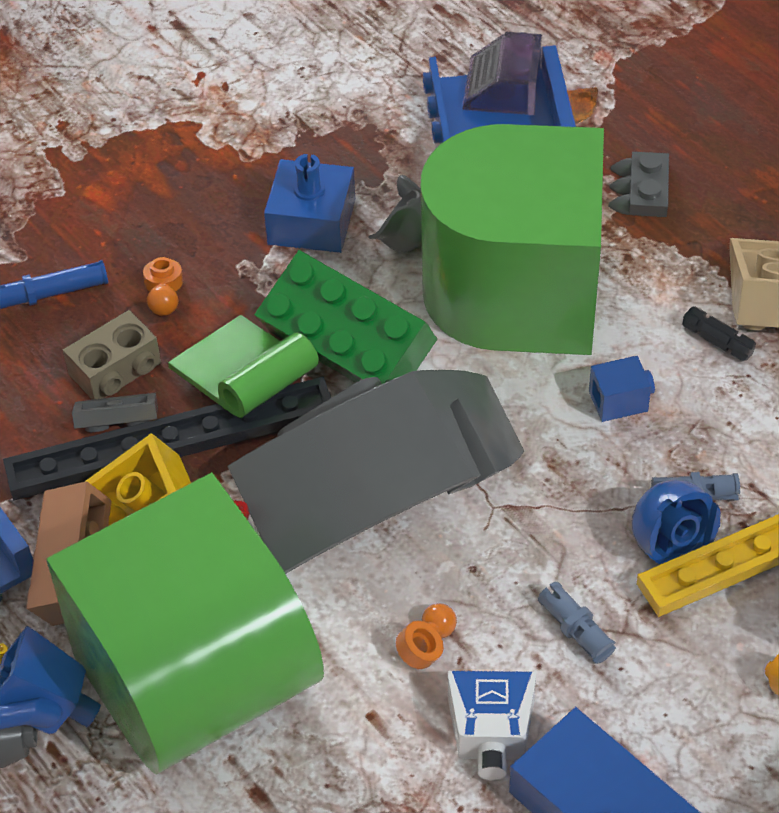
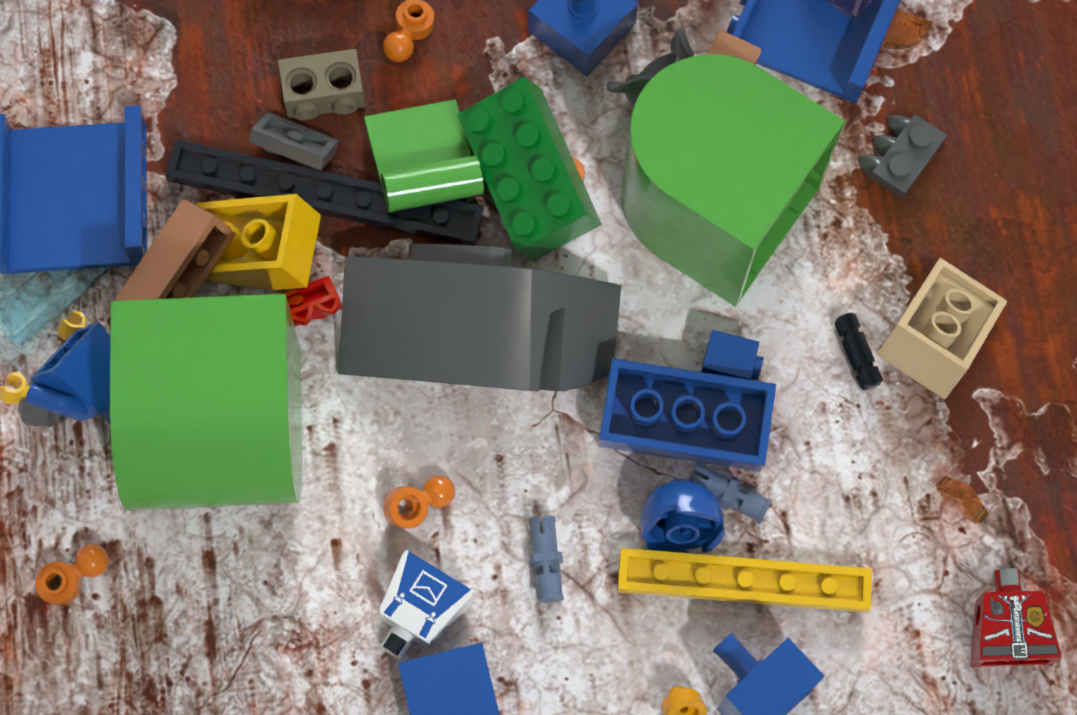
camera: 25 degrees right, 20 degrees up
(616, 443) = (687, 415): none -> blue brick

